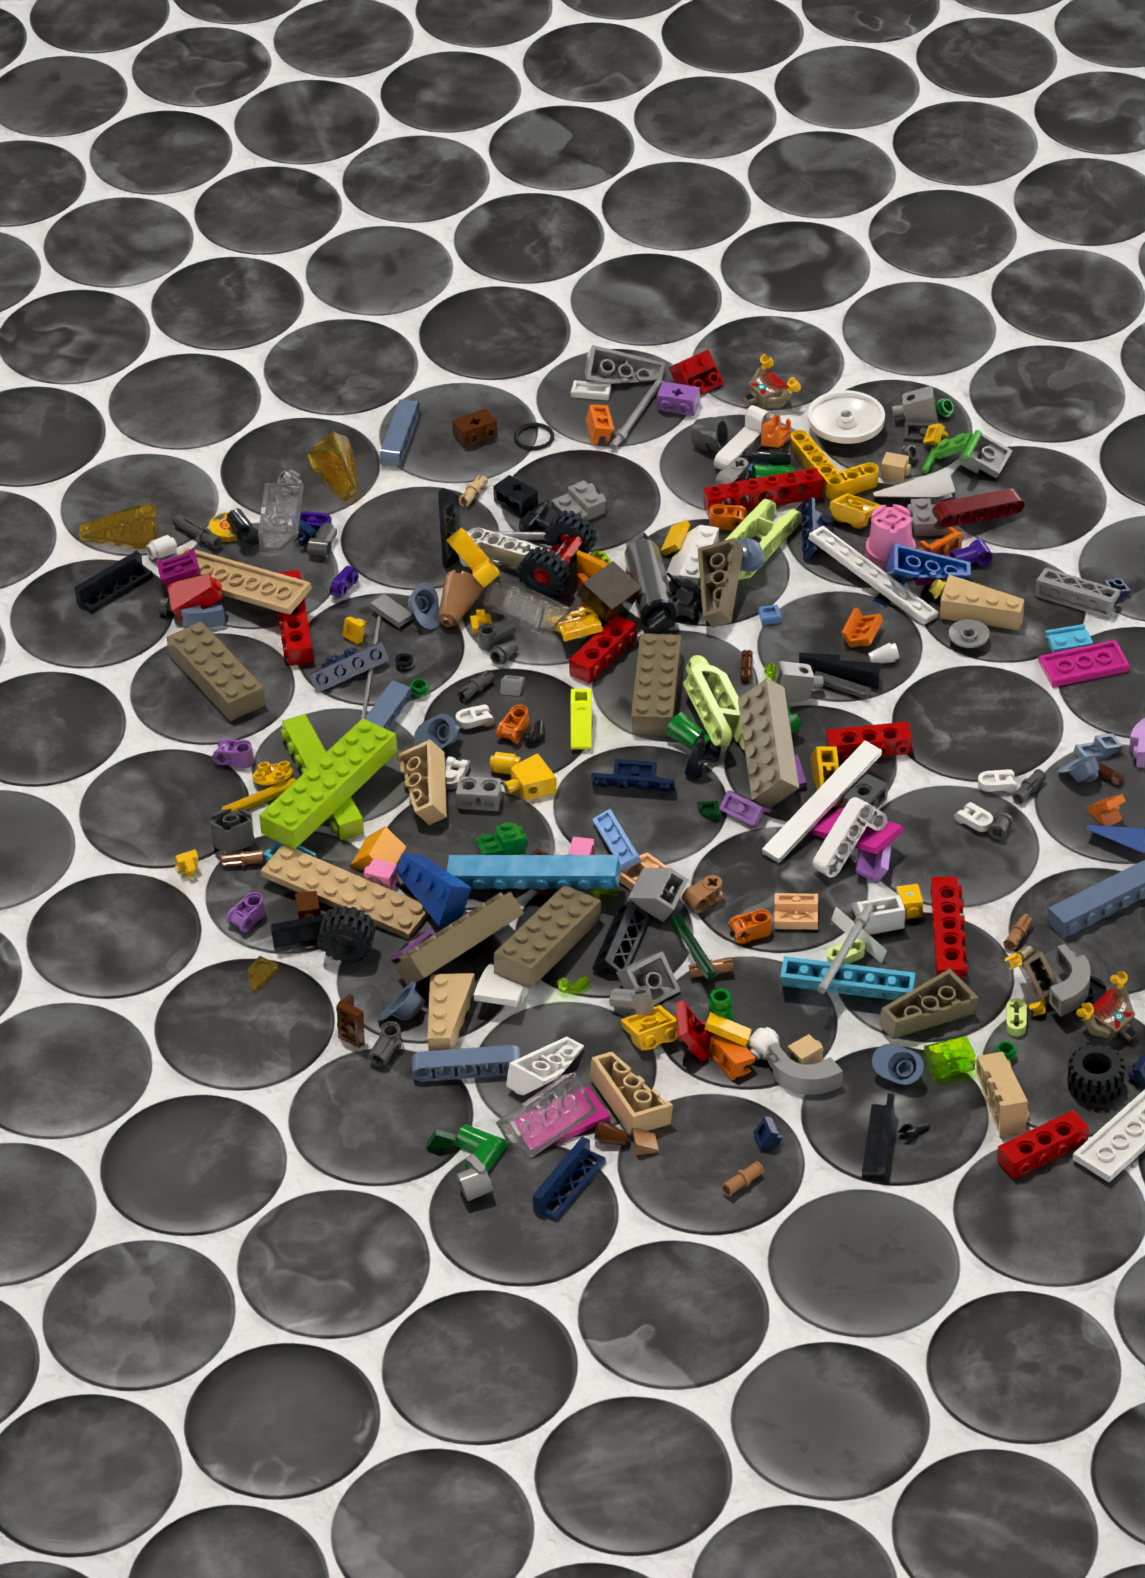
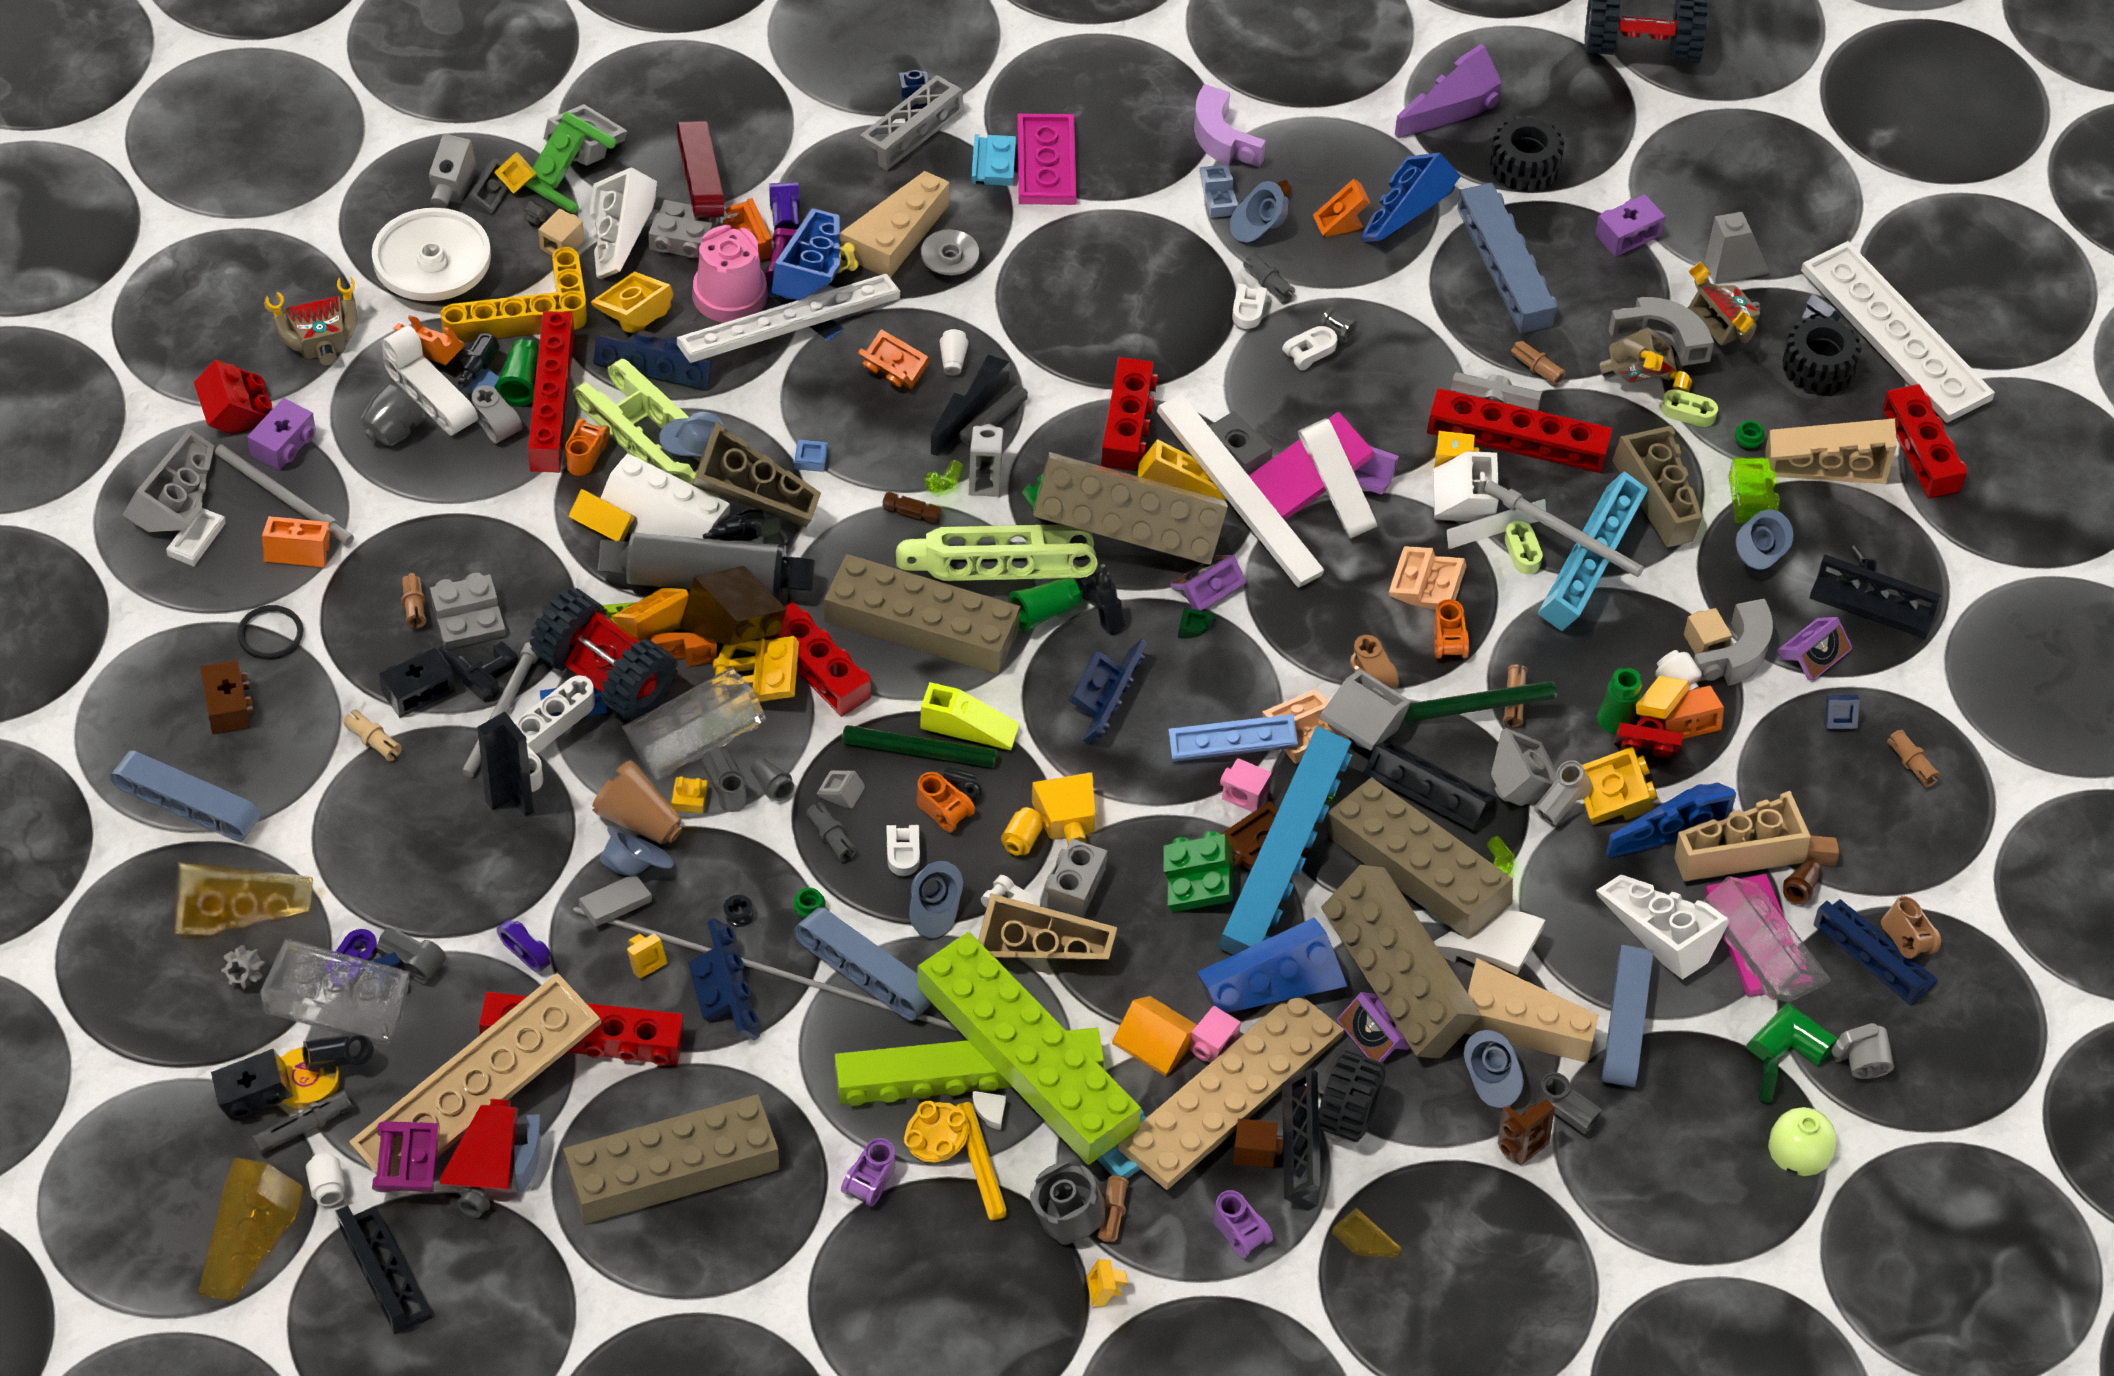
camera: 80 degrees left, 10 degrees up
(210, 503) = (251, 1084): none -> black brick
(397, 1164) = (1803, 1141): none -> yellowish green cylinder
(482, 567) = (610, 748): yellow beam -> none
(556, 709) = (919, 746): none -> dark green axle
(564, 483) = (413, 601): none -> medium nougat axle
(584, 1194) = (1907, 928): none -> medium nougat piece
(638, 1059) = (1678, 814): none -> blue wedge
(820, 1115) = (1817, 646): none -> panel
(975, 914) = (1497, 389): none -> light grey piece

